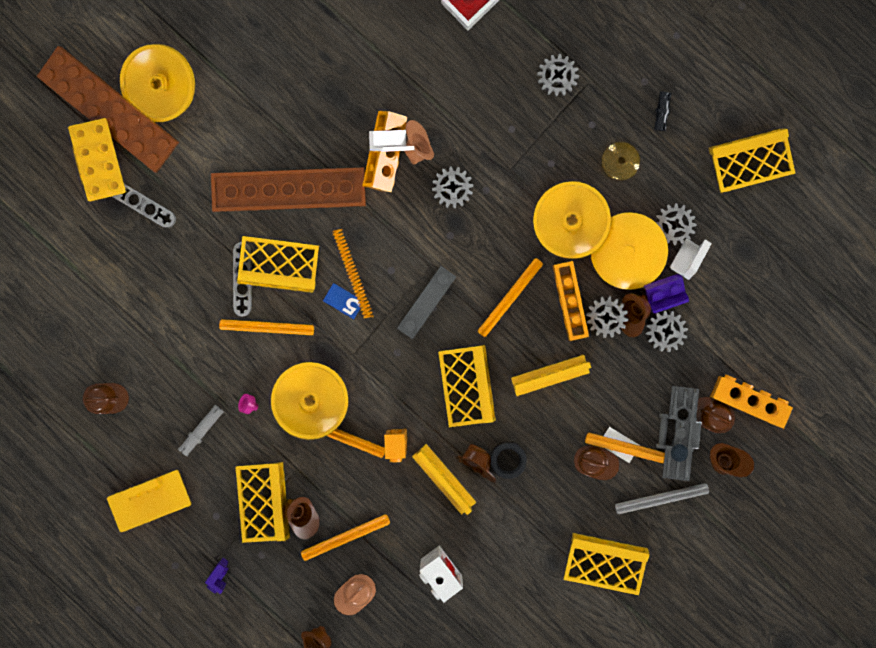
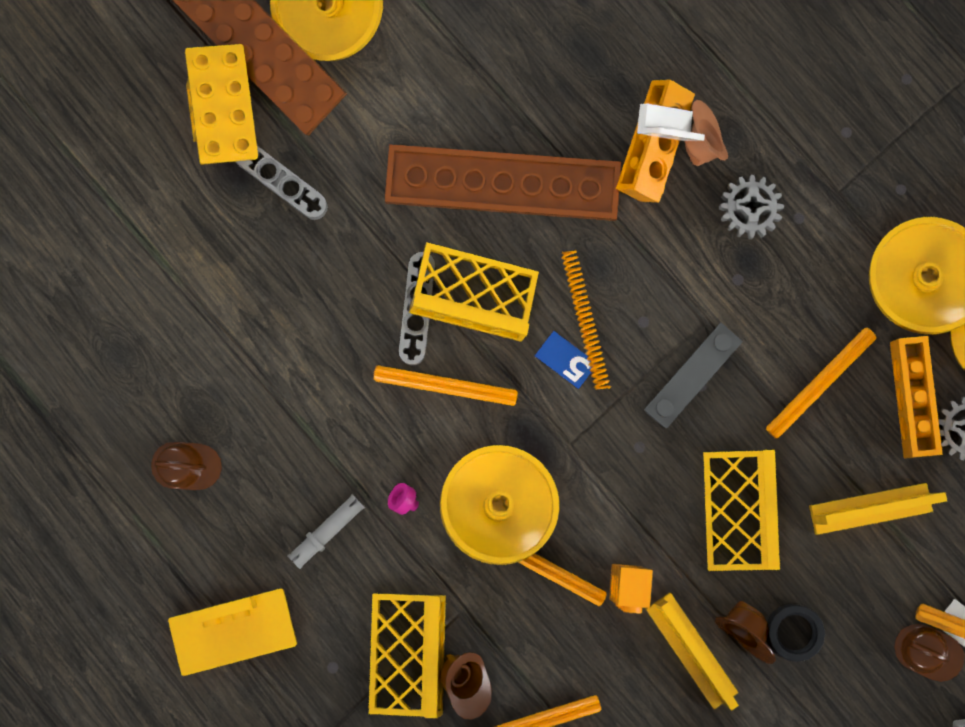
camera: 10 degrees right, 5 degrees down
(563, 82) = (931, 69): light grey gear -> none

